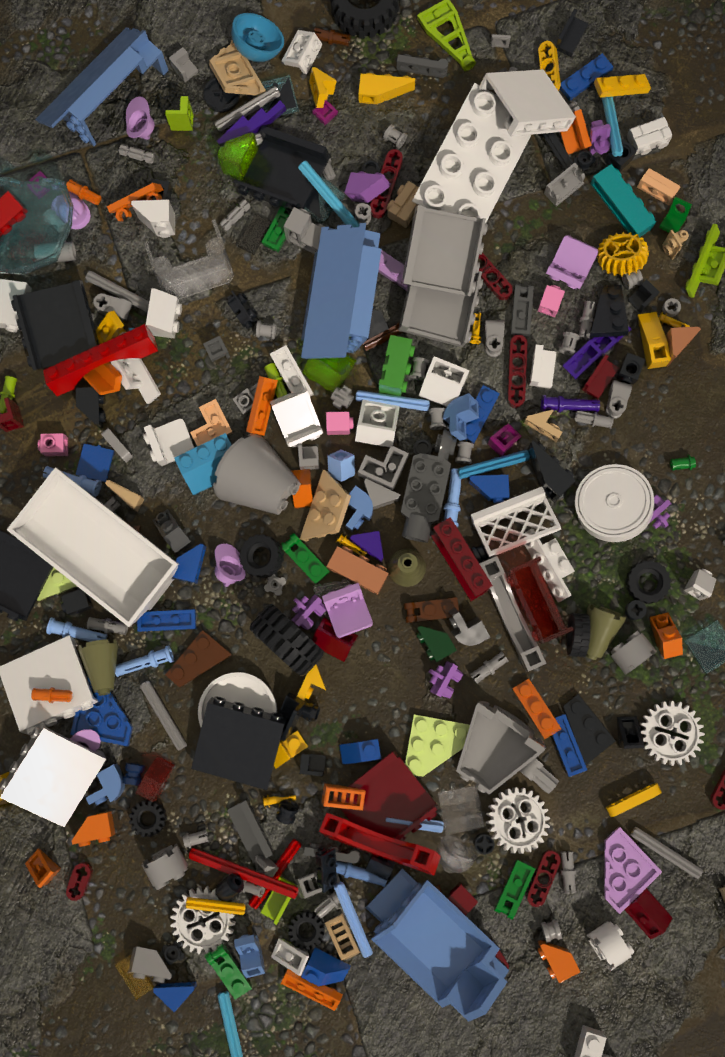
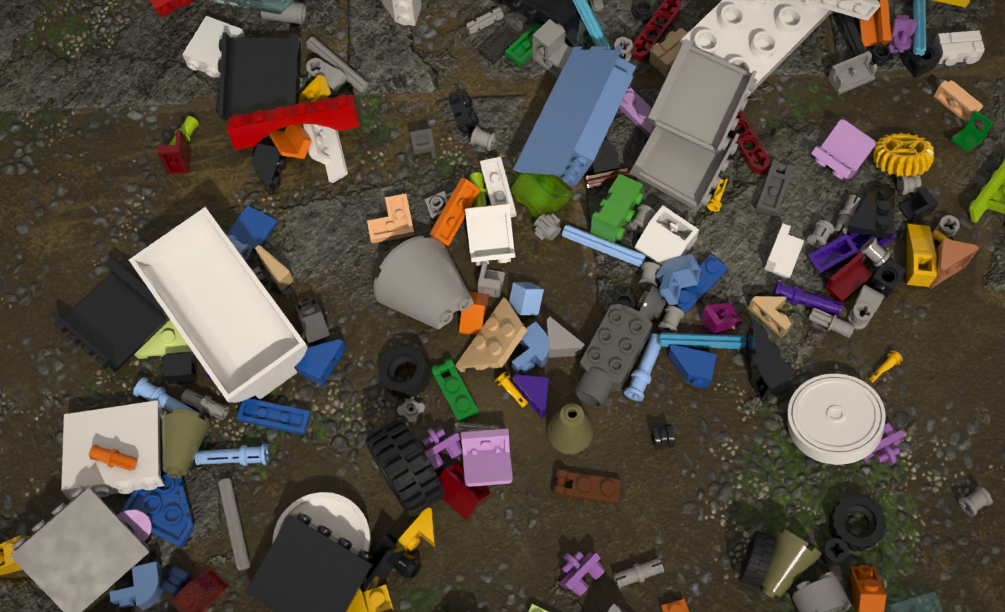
camera: 10 degrees right, 15 degrees down
(53, 445) = (213, 196): bright pink brick -> none
(117, 445) = (282, 214): light grey piece -> none
(163, 314) = (376, 94): white slope -> none
(168, 441) = (340, 225): white bracket -> none
(194, 275) = (422, 65): clear windscreen -> none
(197, 659) = (297, 468): reddish brown wing -> none
(201, 462) = (365, 254): dark azure slope -> none
(228, 565) = (363, 372): lavender piece -> none
(339, 423) = (536, 252): bright pink brick -> none
(358, 569) = (506, 412): nougat brick -> none
(365, 186) = (633, 22): medium lavender slope -> none
(377, 423) = (579, 264): white slope -> none
(385, 472) = (575, 316): light grey brick -> none
(437, 642) = (583, 525): dark green slope -> none
(460, 559) = (637, 432): dark red panel -> none
(467, 633) = (624, 524): brick -> none
(494, 335) = (736, 206): light grey piece -> none
(511, 616) = (686, 543): light grey arch -> none
(513, 507) = (708, 395): white fence -> none
(517, 371) = (755, 250): dark red beam -> none
(537, 601) = (716, 503): clear red windscreen -> none
(551, 300) = (810, 184): bright pink brick -> none
(552, 566) = (742, 468): white bracket -> none
(616, 350) = (875, 252): none -> light grey bush
(622, 201) = (914, 103): teal brick -> none
(649, 437) = (893, 358): none -> yellow piece
(674, 242) = (965, 156): tan hinge -> none
(683, 463) = (928, 397): green pin -> none
(700, 584) = (921, 542): white slope -> none

